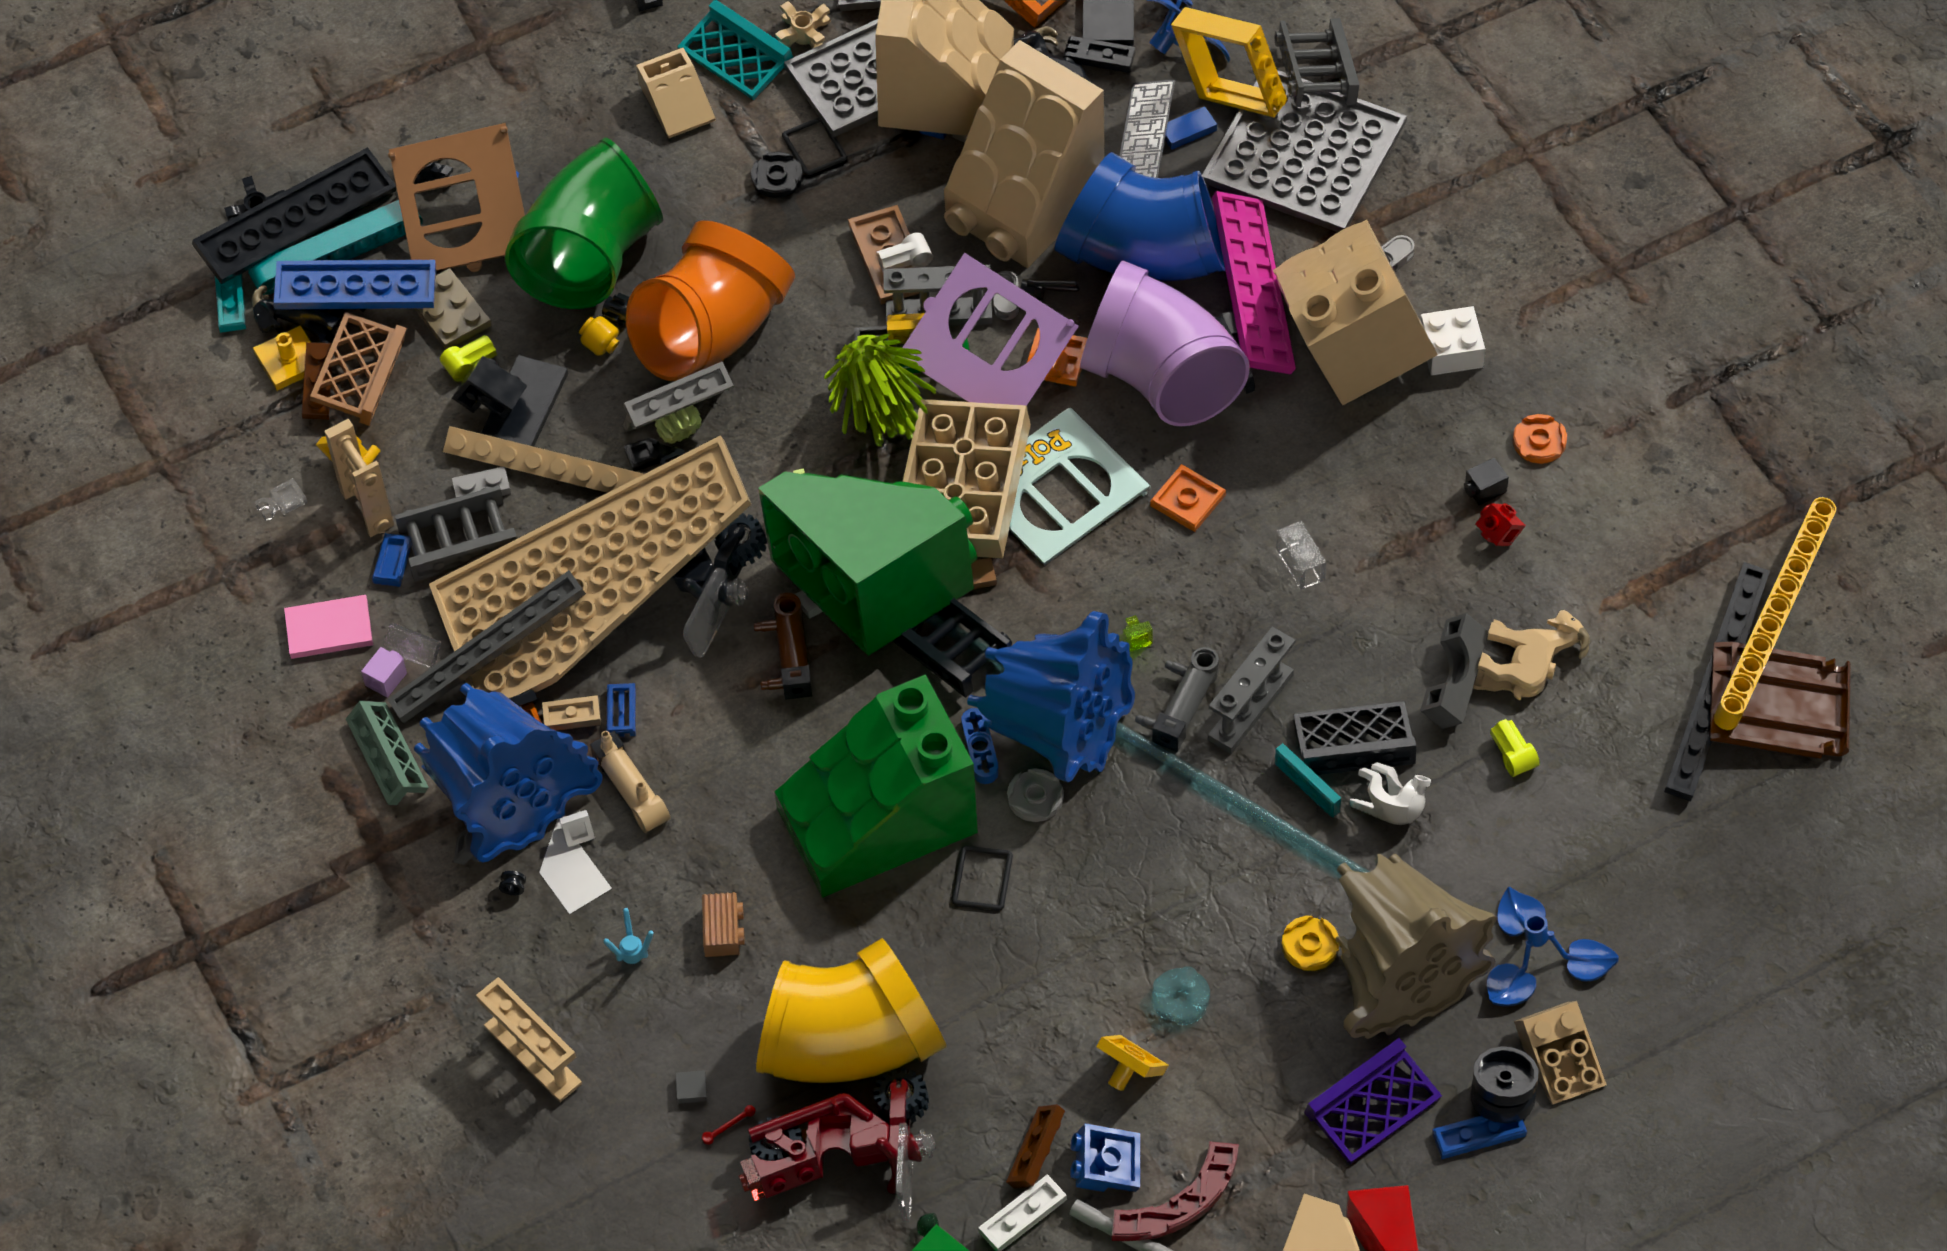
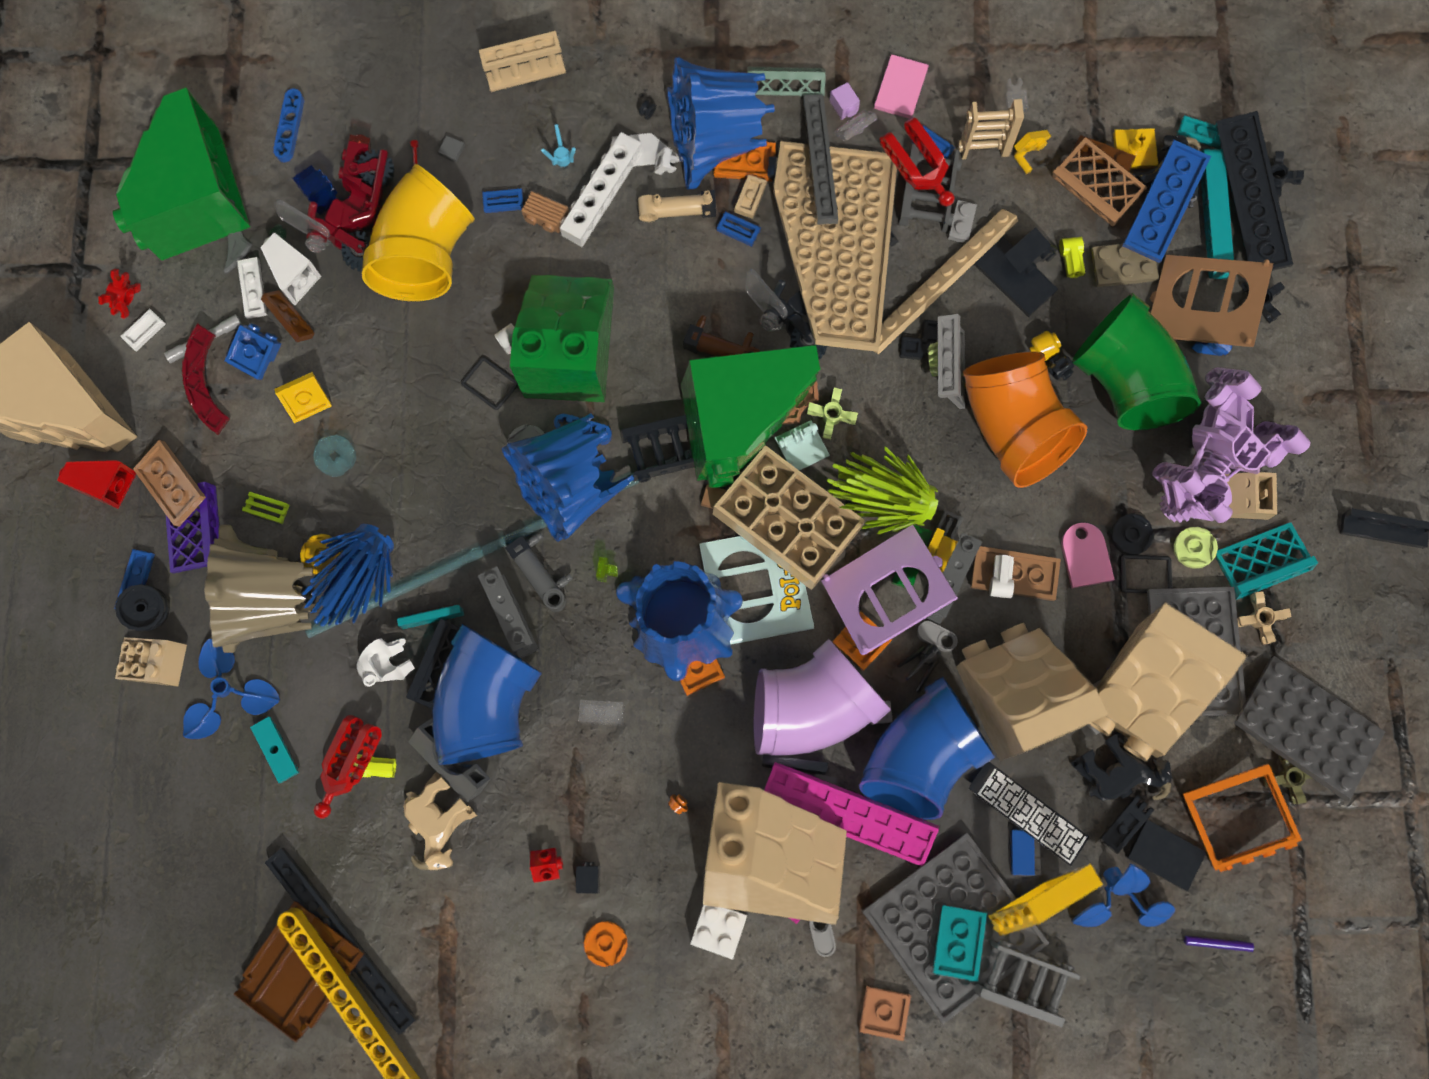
camera: 120 degrees right, 20 degrees up
(420, 532) = (908, 168): none -> red piece
(632, 105) = (1221, 443): none -> lavender connector
(641, 869) = (580, 232): none -> white brick
(741, 1006) = (516, 203): none -> blue tile
(758, 113) = (1195, 547): none -> yellowish green tile
(828, 203) = (1086, 558): none -> bright pink tile
(846, 1204) = (316, 188): none -> clear blue brick
(918, 865) = (504, 337): none -> white piece
(974, 1168) = (290, 268): none -> white slope
(1143, 523) = (680, 616): none -> blue piece
(1290, 1015) = (250, 502): none -> lime tile
(1294, 869) = (353, 575): none -> blue plant
(1318, 130) = (959, 943): none -> teal plate
(1336, 1145) = (169, 483): none -> medium nougat plate
(1348, 439) = (678, 803): none -> orange plate
(1372, 649) = (479, 699): none -> blue cylinder
(1431, 172) = (884, 1013): none -> nougat tile
(1562, 766) = (346, 761): none -> red piece
(1571, 847) = (269, 738): none -> teal tile

